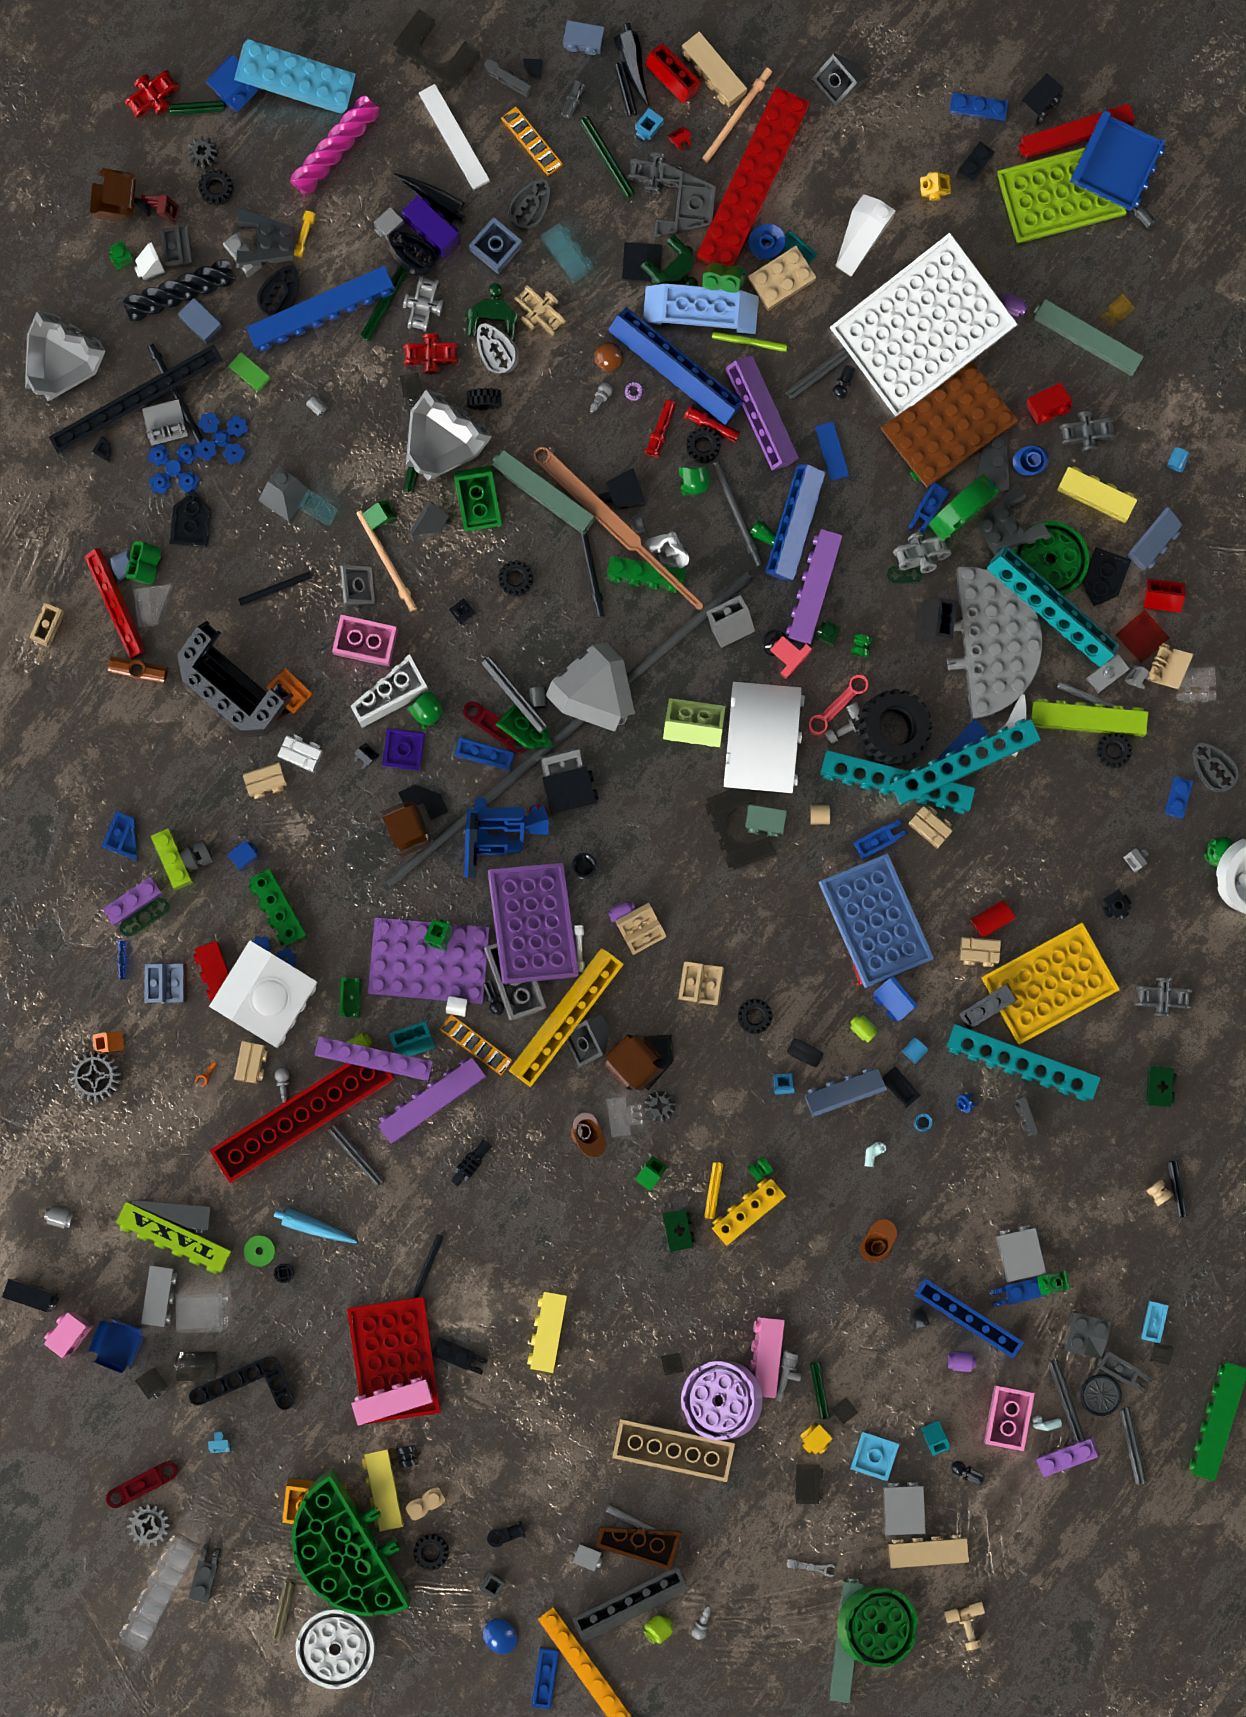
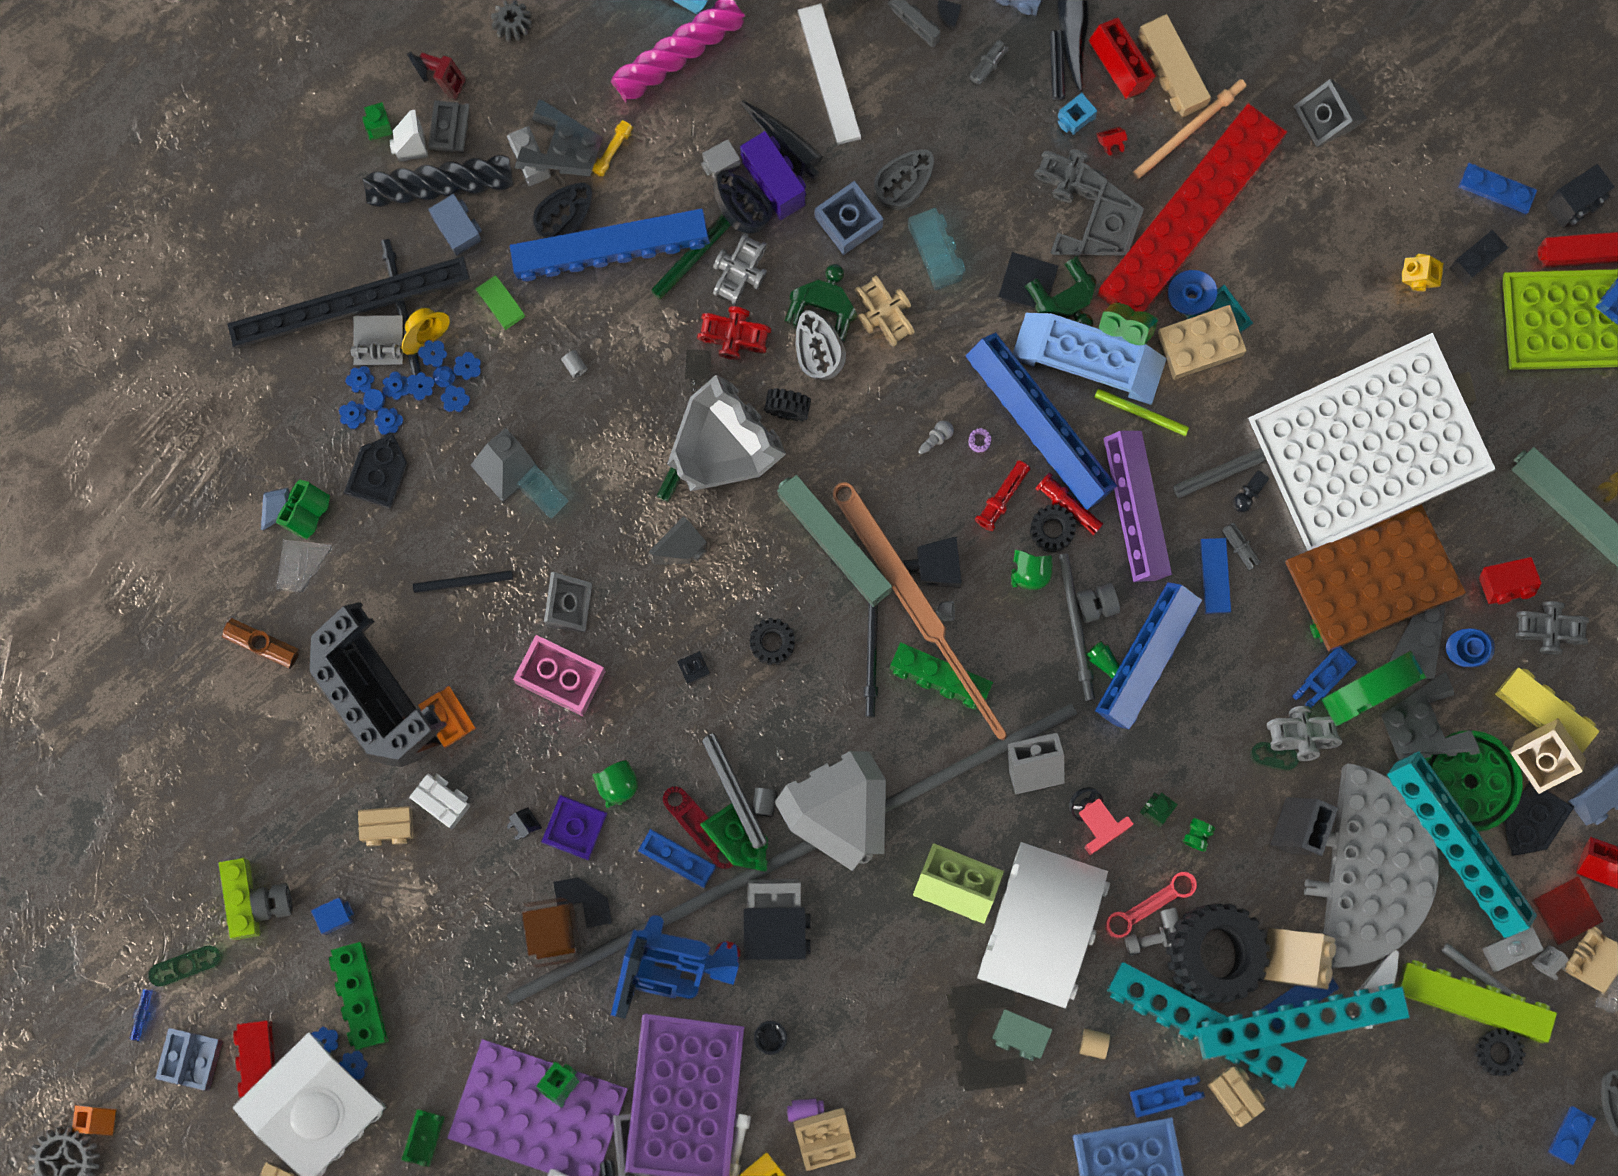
camera: 10 degrees right, 5 degrees down
(47, 625) = (160, 559): tan brick -> none
(59, 356) = (266, 226): light grey panel -> none
(103, 449) = (292, 356): black tile -> none
(115, 198) = (387, 46): reddish brown piece -> none
(115, 603) = (255, 552): red plate -> none
(121, 836) = (183, 853): blue wing -> none
(133, 901) = (174, 942): medium lavender brick -> none
(196, 404) = (423, 326): none -> yellow piece
(213, 176) = (513, 52): black tyre -> none
(379, 514) = (619, 519): brick -> none
(390, 693) = (575, 751): white wedge -> none
(404, 592) = (625, 626): light nougat bar -> none
(478, 498) = (749, 528): green slope -> none
(532, 141) = (925, 101): tile -> none
(607, 157) = (1015, 143): dark green axle -> none
(608, 356) = (958, 389): dark orange hair -> none
(667, 550) = (976, 652): white head -> none
(755, 489) = (1106, 599): none -> dark grey wheel
(814, 588) = (1154, 746): medium lavender brick -> none
(846, 424) = (1241, 545): none -> dark grey axle
(864, 228) = (1321, 303): white wedge -> none
(953, 717) = (1300, 958): none -> tan brick
(1014, 304) = (1494, 444): medium lavender brick -> none
(1103, 526) = (1548, 756): none -> tan brick

